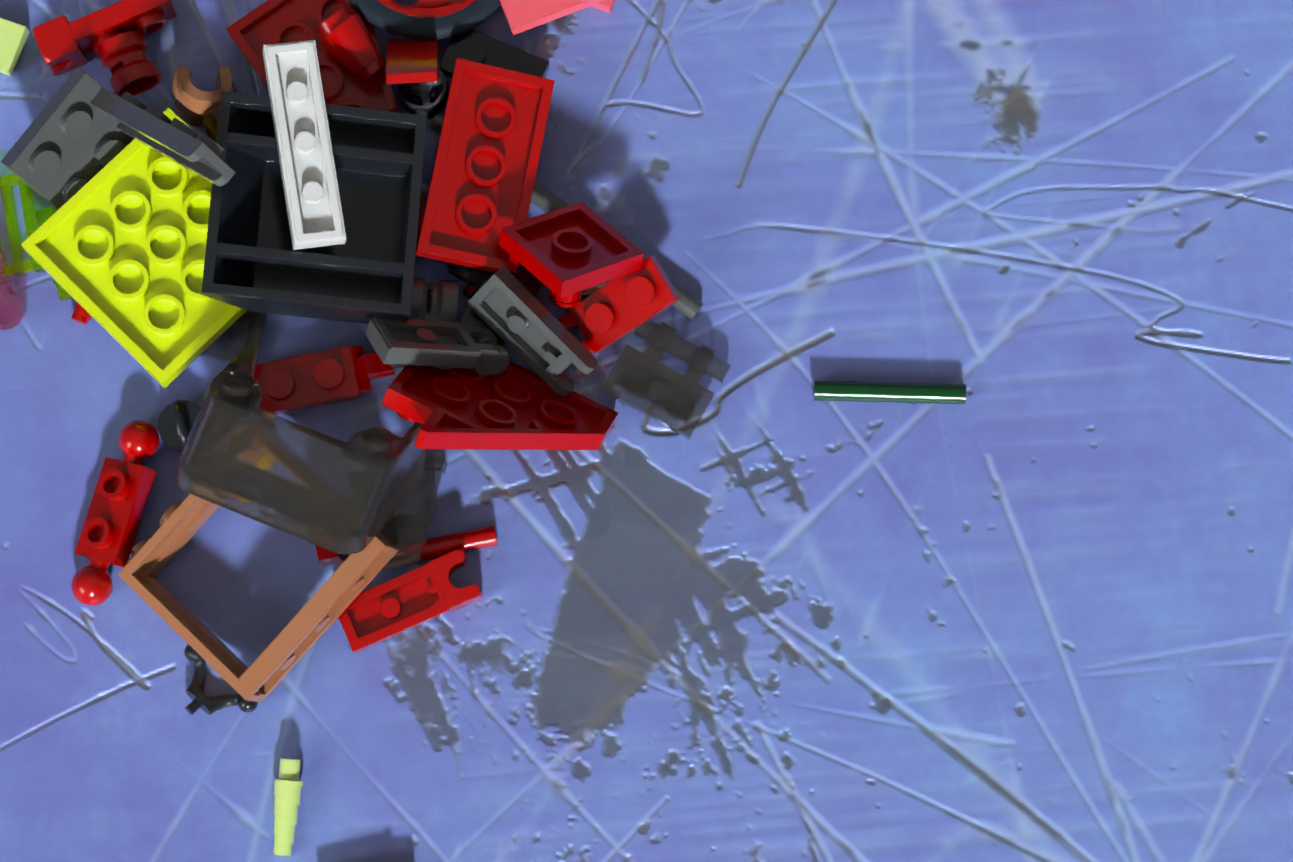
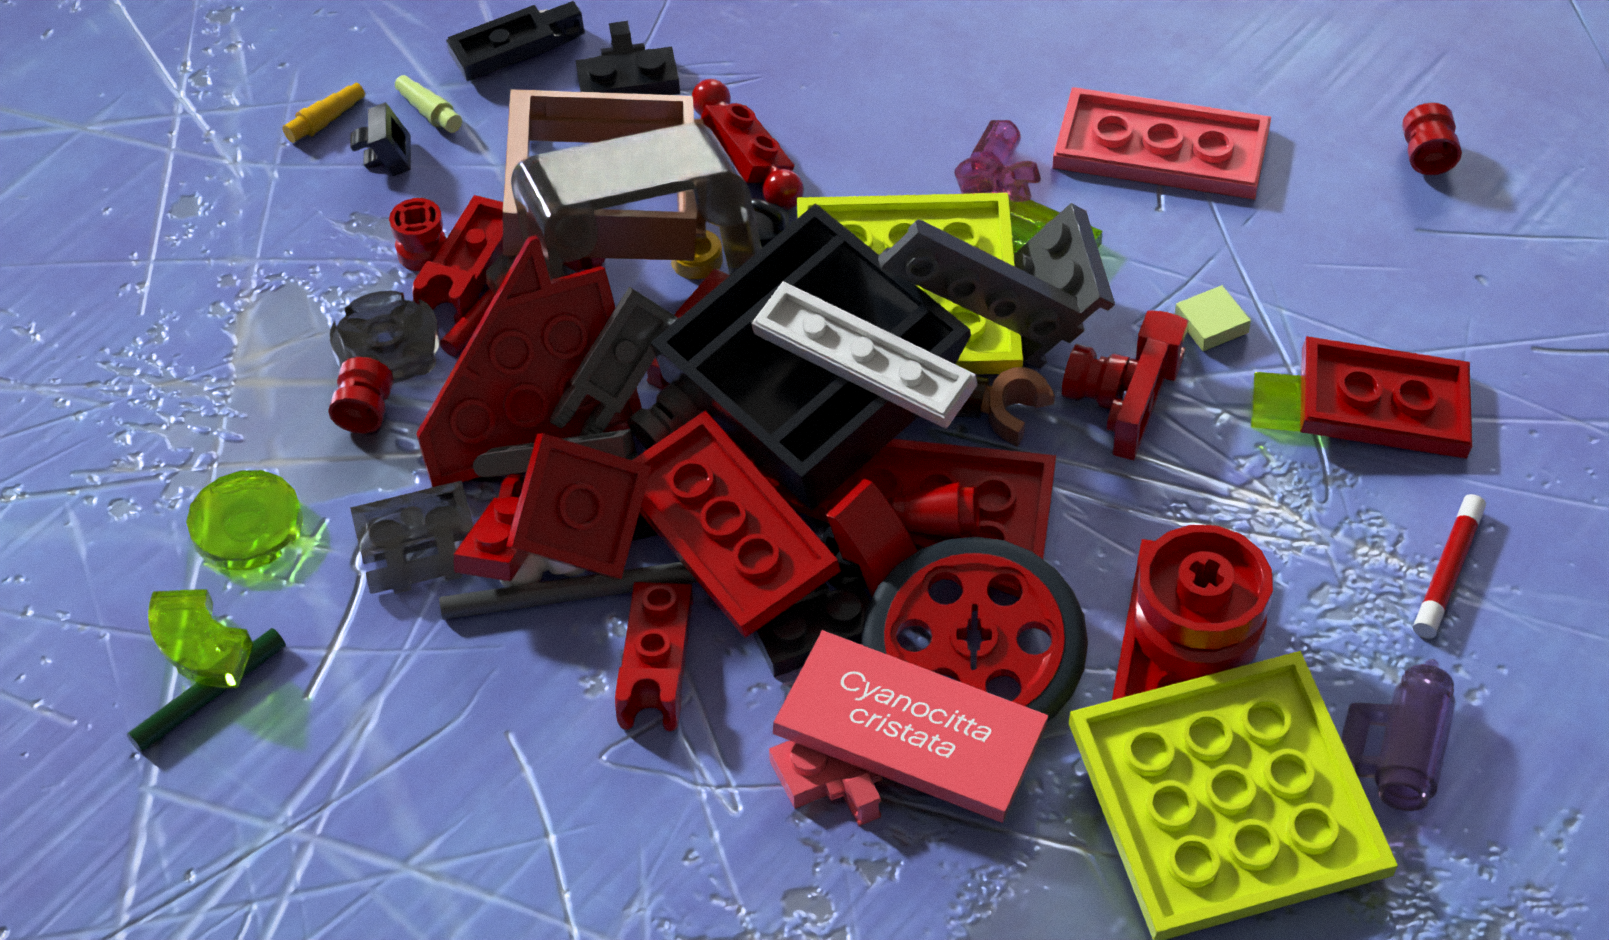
camera: 140 degrees right, 30 degrees down
(114, 689) = (629, 67): none -> black hinge
(166, 807) = (514, 38): none -> black hinge
(359, 782) = (386, 141): none -> black tile
(426, 662) = (417, 231): none -> red wheel
(521, 552) = (408, 323): none -> clear smoke plate
(584, 539) = (361, 395): none -> red wheel
(604, 144) = (654, 653): none -> red plate
(756, 511) = (244, 519): none -> clear neon green tile
(872, 430) = (195, 641): none -> clear neon green tile

